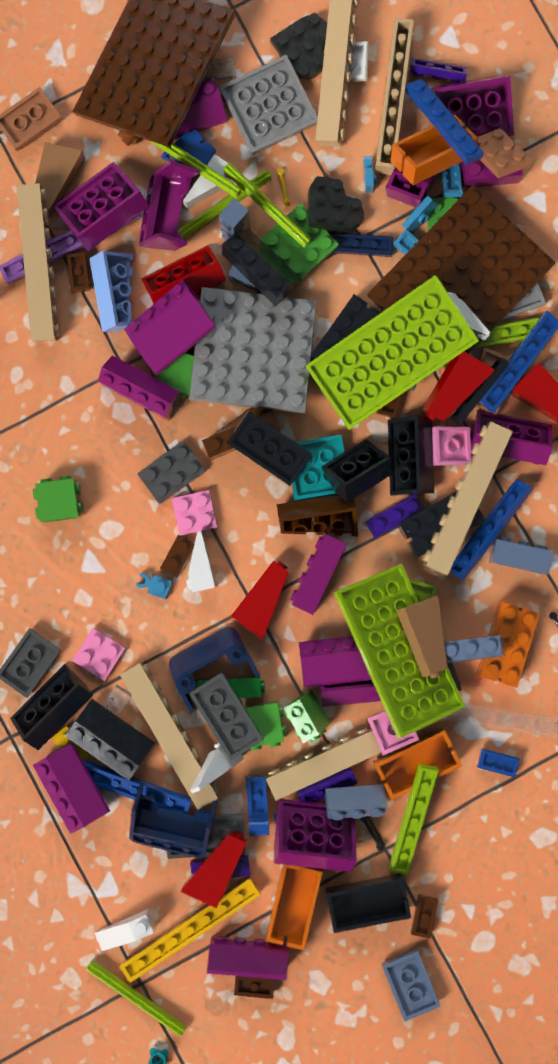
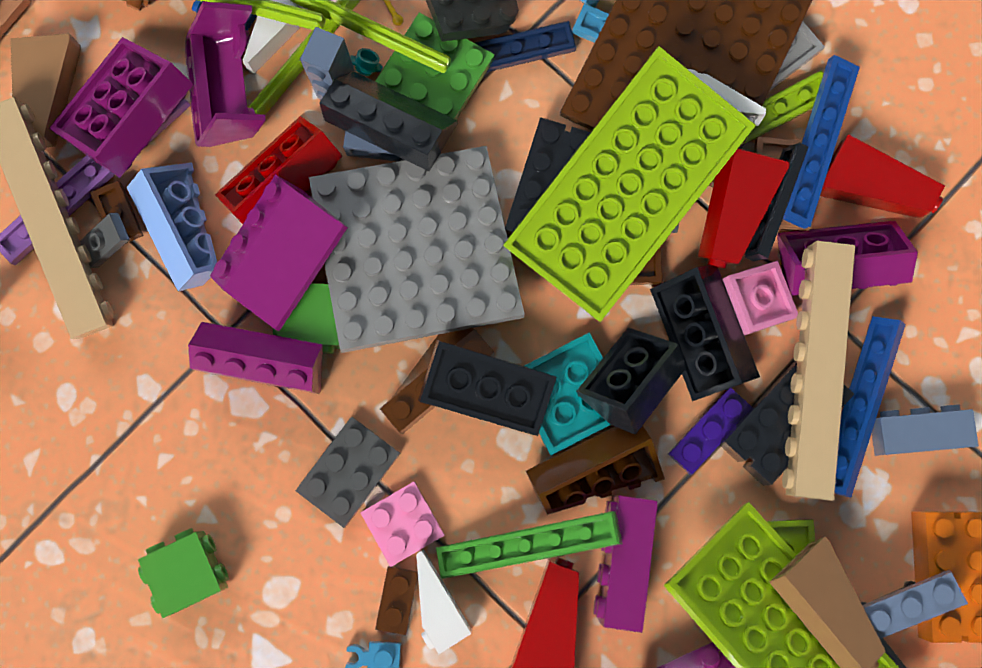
camera: 20 degrees left, 5 degrees down
(67, 286) = (105, 239): none -> dark grey plate
(259, 224) = (366, 62): none -> teal plate
(264, 546) = (529, 545): none -> bright green tile

